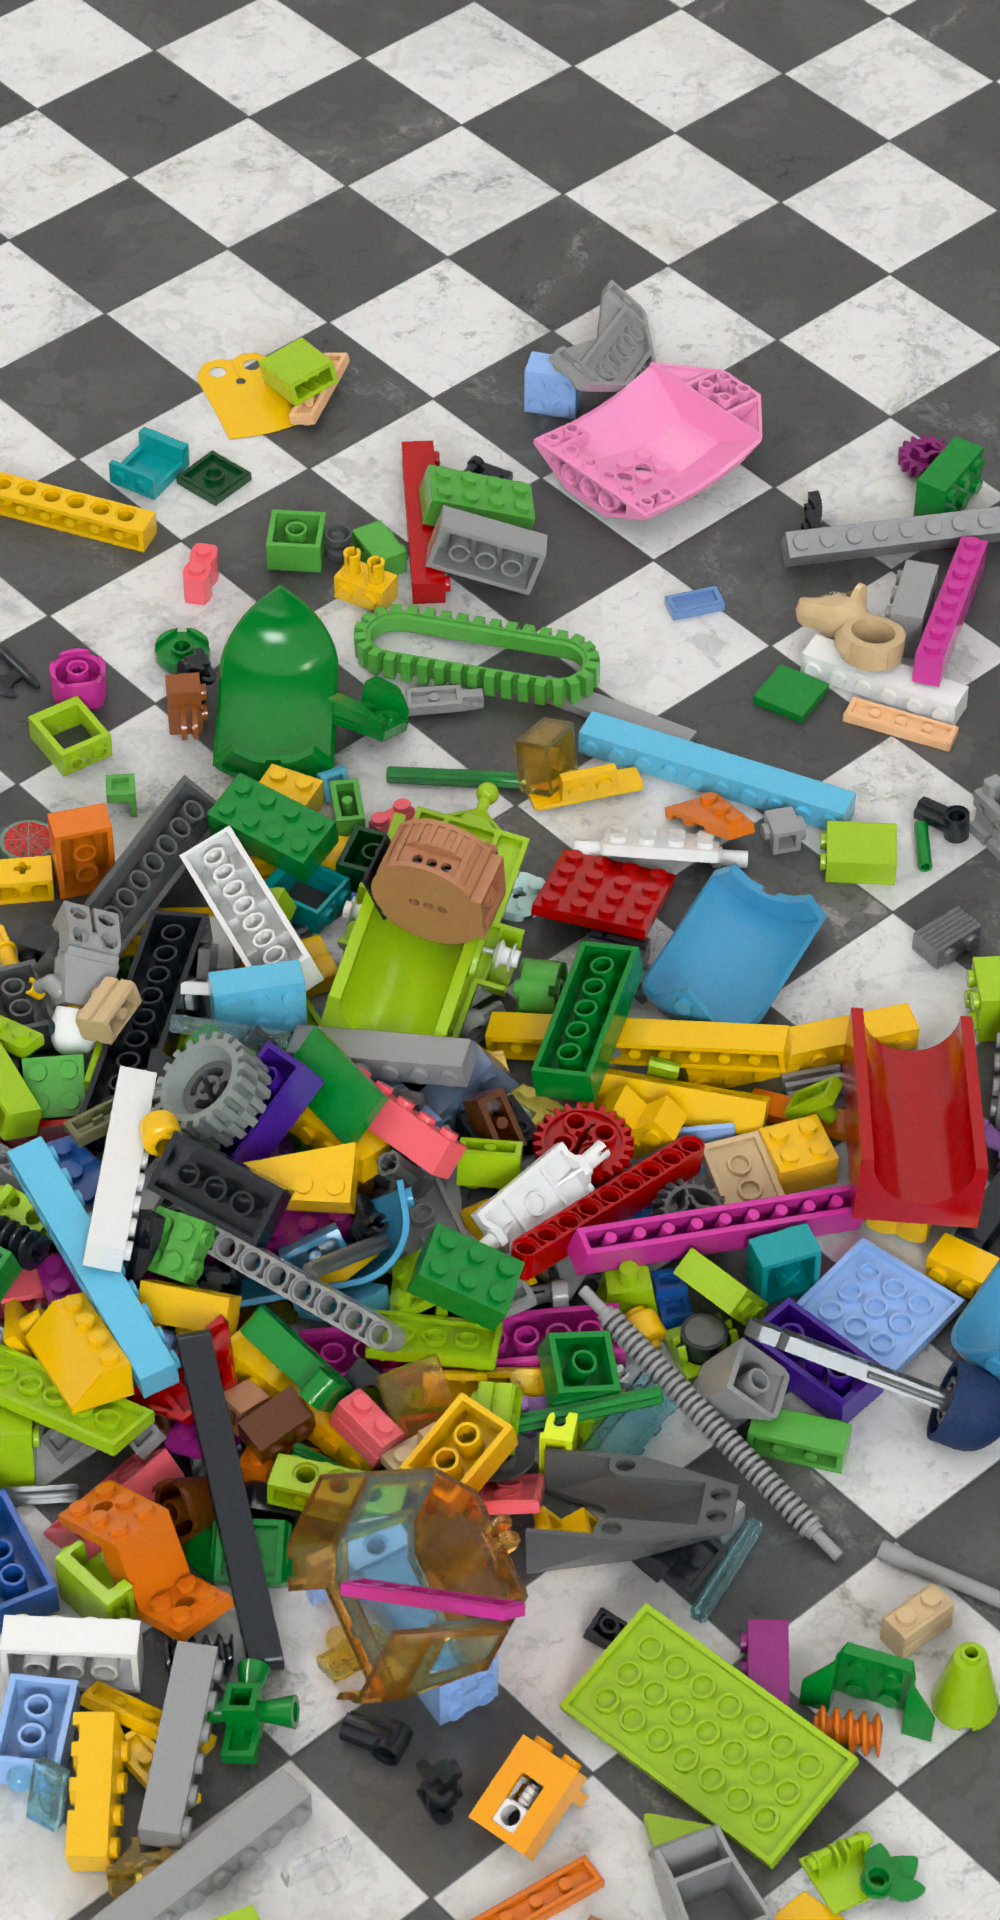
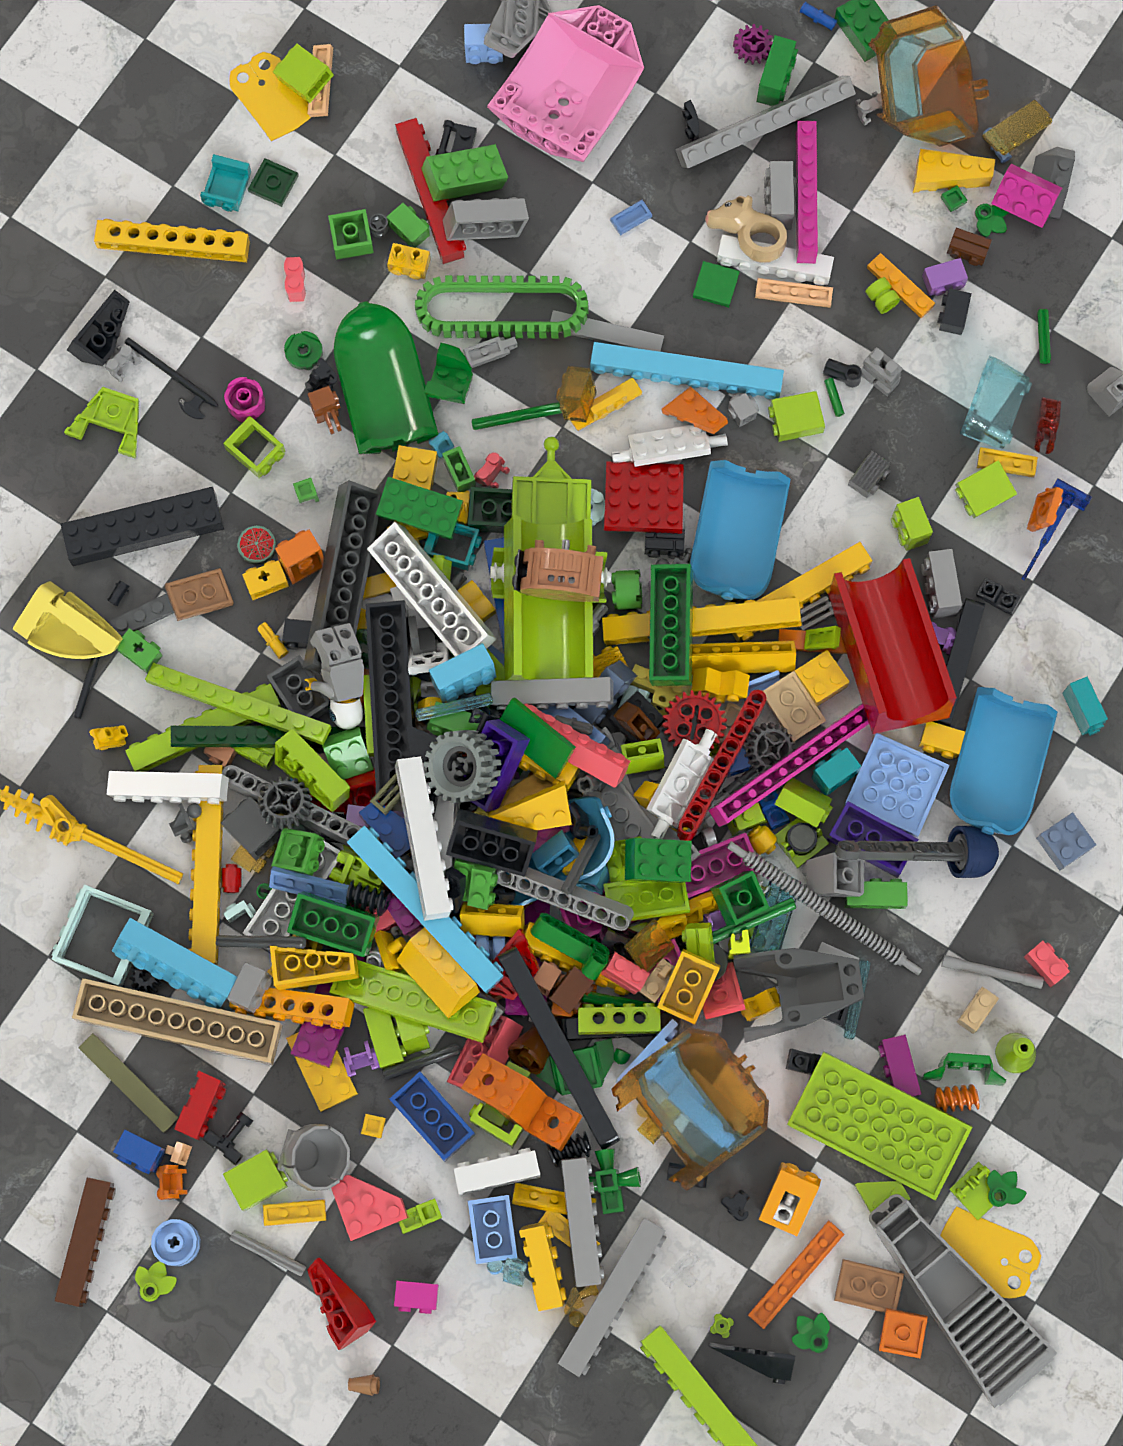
camera: 15 degrees left, 30 degrees up
(108, 1010) = (368, 703): tan brick -> none
(156, 1131) = (441, 811): yellow head -> none
(433, 1599) = (712, 1114): dark pink tile -> none
(663, 1068) = (723, 639): lime slope -> none

